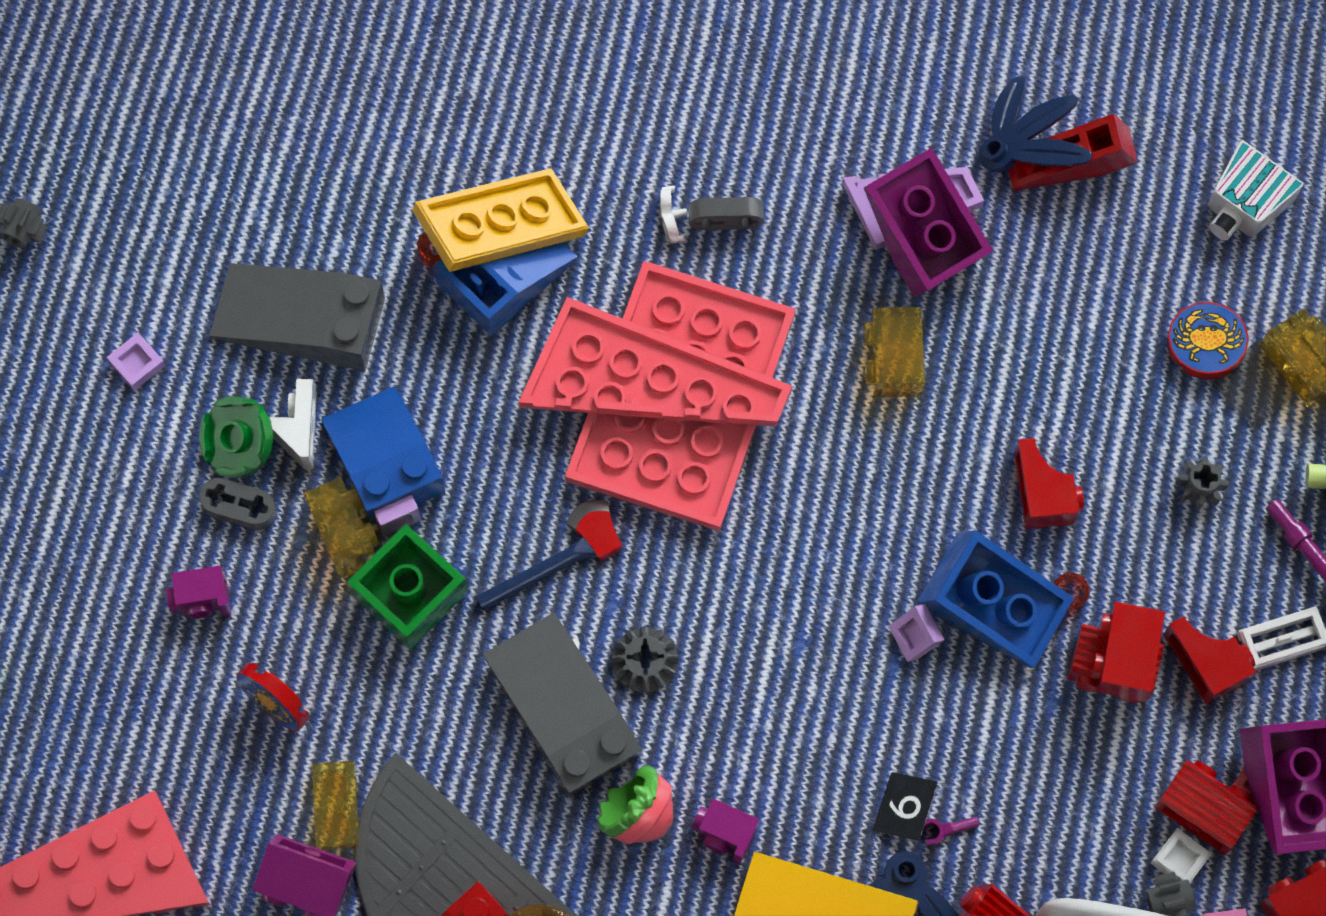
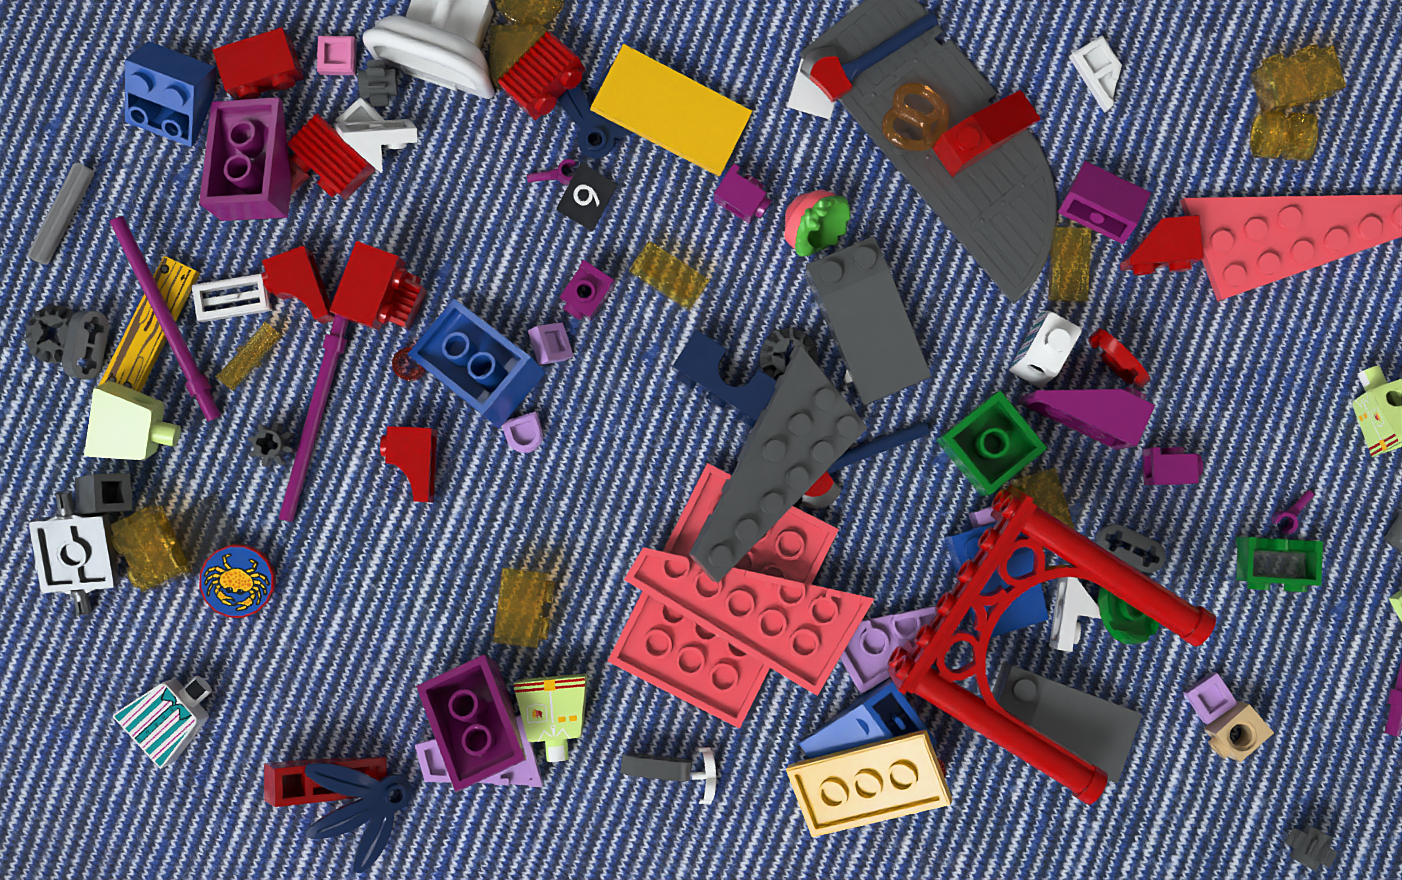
camera: 175 degrees left, 15 degrees up
(58, 565) = (1292, 513): none -> magenta hand
(72, 508) = (1279, 561): none -> green window
(104, 343) = (1253, 732): none -> tan brick
(227, 842) = (1167, 243): none -> red slope
(298, 635) = (1104, 415): none -> magenta slope
(355, 705) = (1045, 347): none -> white torso
(363, 481) = (1014, 514): none -> red arch
(488, 369) = (875, 641): none -> lavender wing
(636, 541) = (783, 457): none -> dark grey wing
(679, 601) = (699, 367): none -> dark blue arch
(795, 728) = (669, 276): none -> clear yellow plate
(845, 254) = (553, 711): none -> yellowish green torso
(885, 710) = (601, 287): none -> magenta brick
(928, 537) = (524, 432): none -> lavender tile
(1158, 596) = (334, 346): none -> magenta bar
(1164, 833) = (369, 136): none -> white slope
(1249, 575) = (249, 356): none -> clear yellow pin

